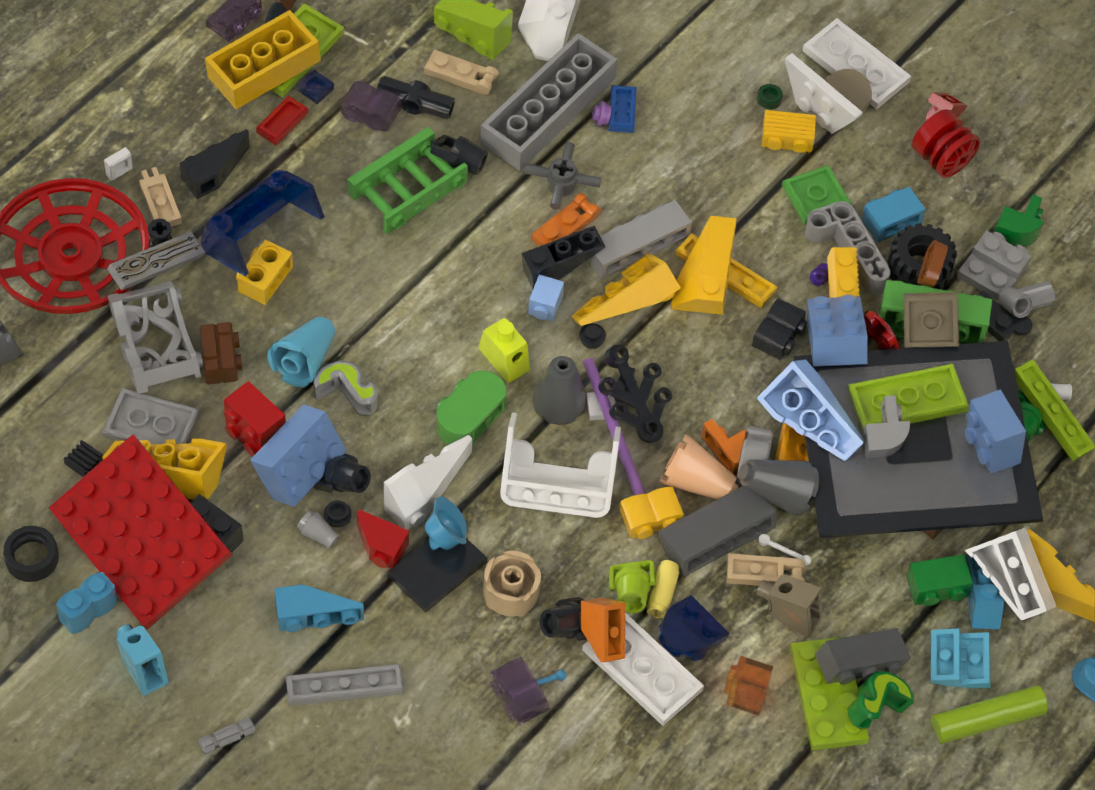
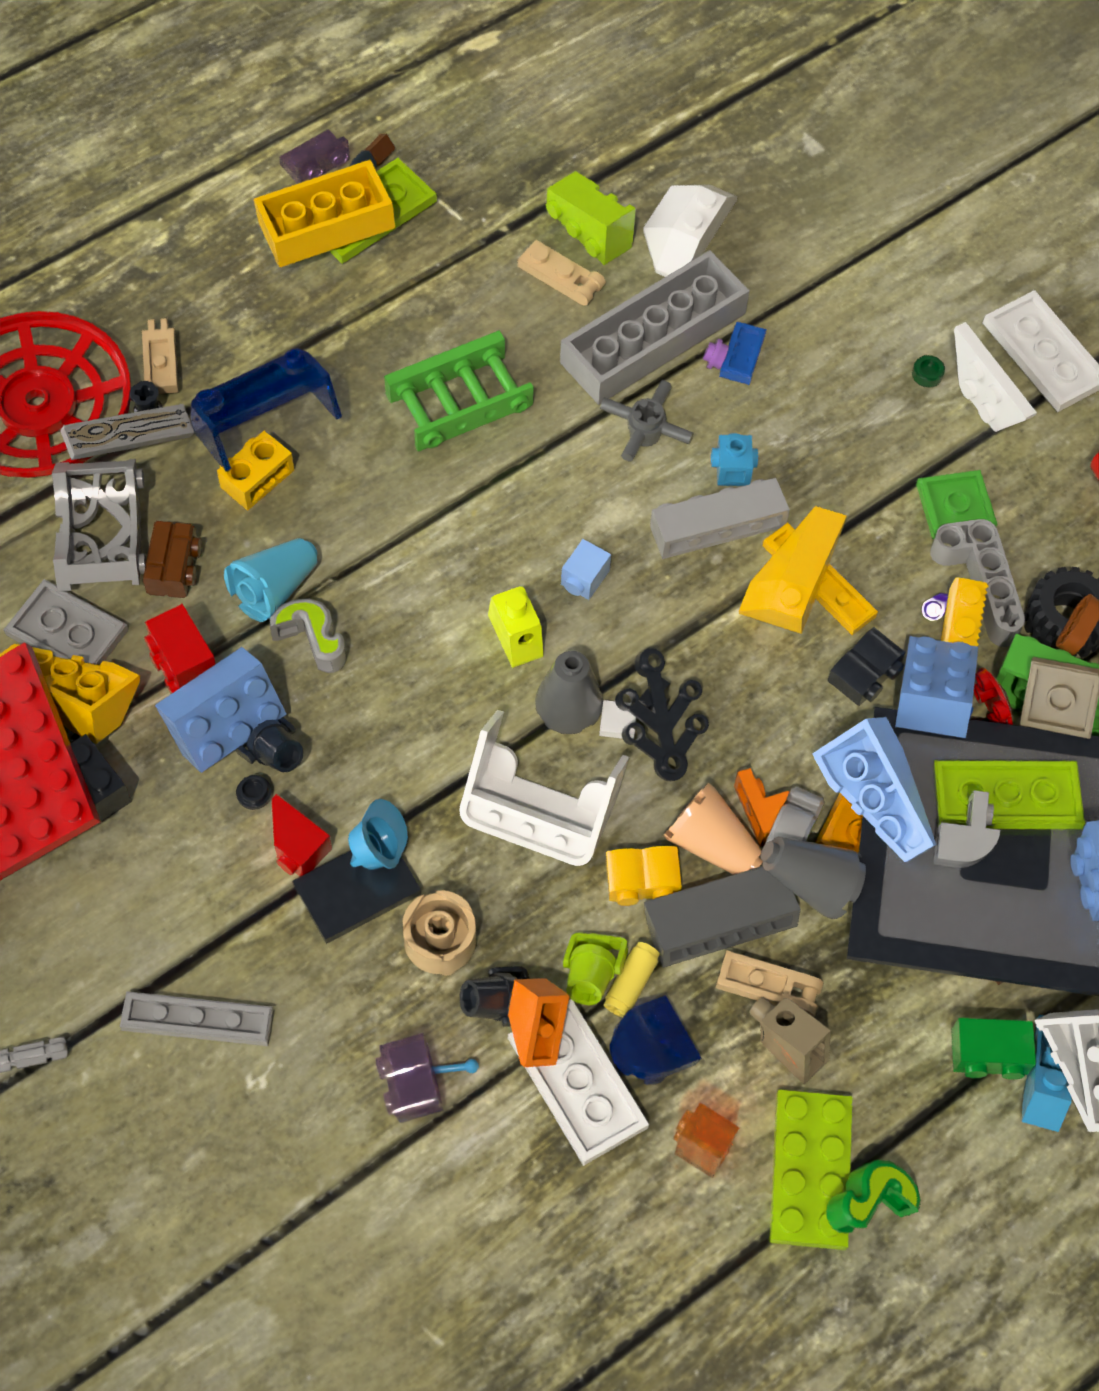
camera: 15 degrees right, 5 degrees up
(118, 164) = (124, 306): white tile -> none
(211, 167) = (235, 329): black slope -> none
(282, 120) = (333, 291): red tile -> none
(309, 607) = (176, 906): dark azure slope -> none
(316, 86) = (383, 258): clear blue plate -> none
(316, 528) = (222, 807): light grey cone -> none
(370, 106) = (440, 293): brick -> none
(414, 489) = (351, 783): white wedge -> none
(418, 97) = (497, 292): black piece -> none
(461, 152) = (532, 368): black piece -> none
(471, 407) = (454, 691): bright green brick -> none
(561, 255) = (618, 520): black slope -> none
(567, 221) = (636, 481): orange plate -> none
(592, 335) = (631, 628): black plate -> none
(605, 405) = (628, 781): medium lavender piece -> none
(638, 192) = (734, 459): none -> dark azure brick
(643, 285) = (710, 578): yellow wedge -> none
(764, 540) = (779, 940): white hinge -> none
(788, 131) = (940, 418): yellow brick -> none
(852, 86) = (1032, 378): dark tan tile -> none
(862, 655) = (865, 1133): dark grey brick -> none
(892, 213) = (1047, 547): dark azure brick -> none
(960, 659) = (997, 1160): medium azure slope -> none
(989, 714) = (1018, 1247): lime brick -> none

